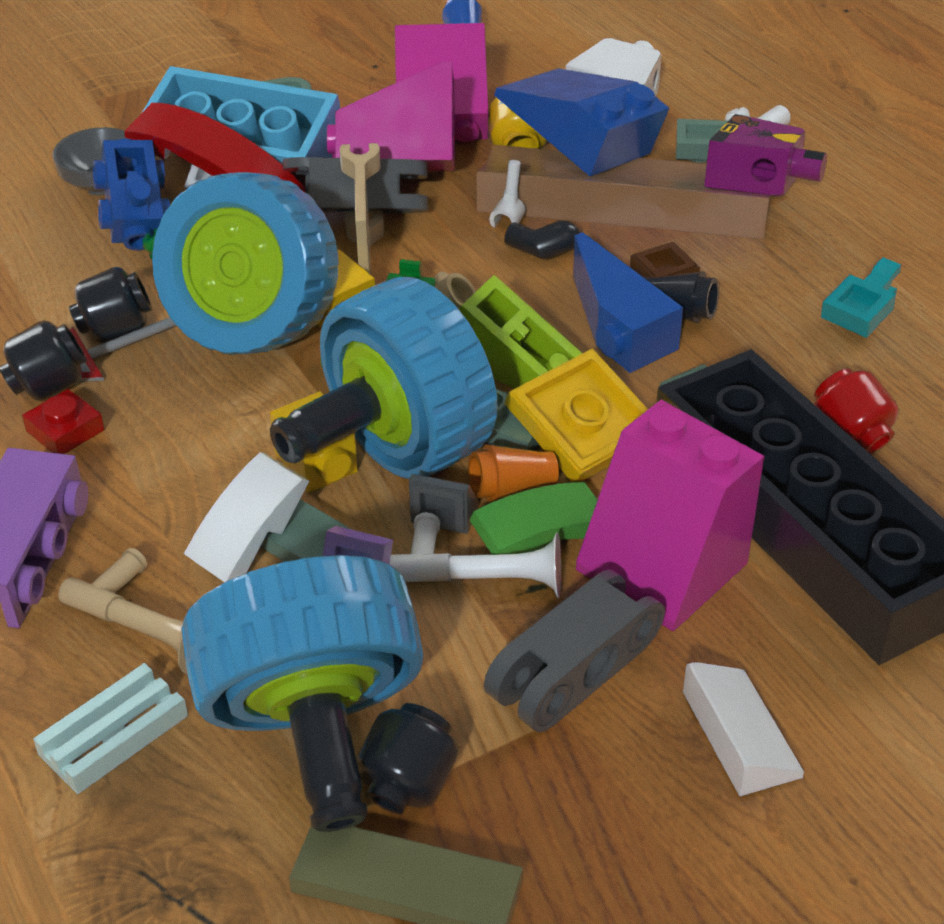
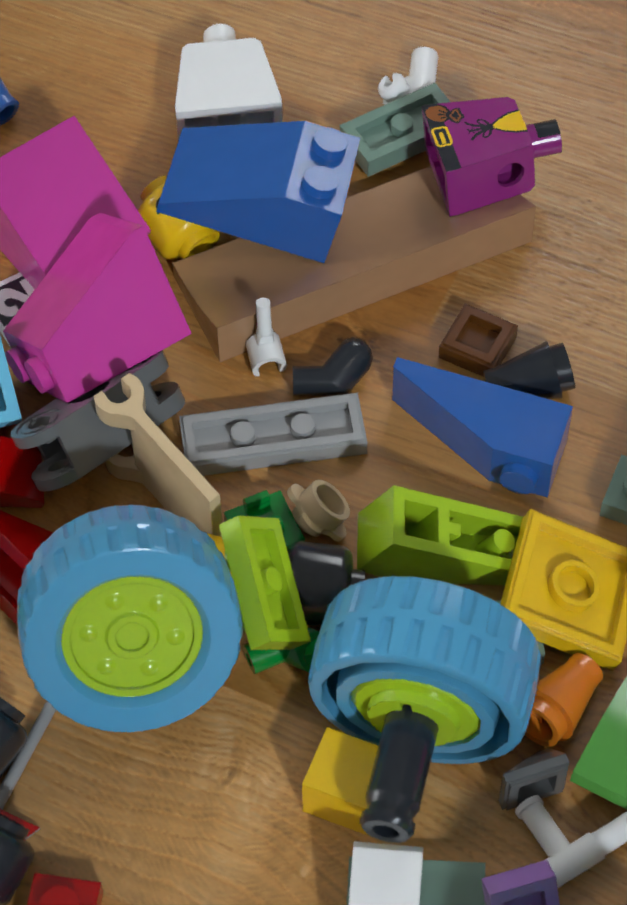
camera: 35 degrees left, 15 degrees up
(357, 268) = (264, 583): none -> lime plate
(469, 254) = (274, 434): none -> light grey tile

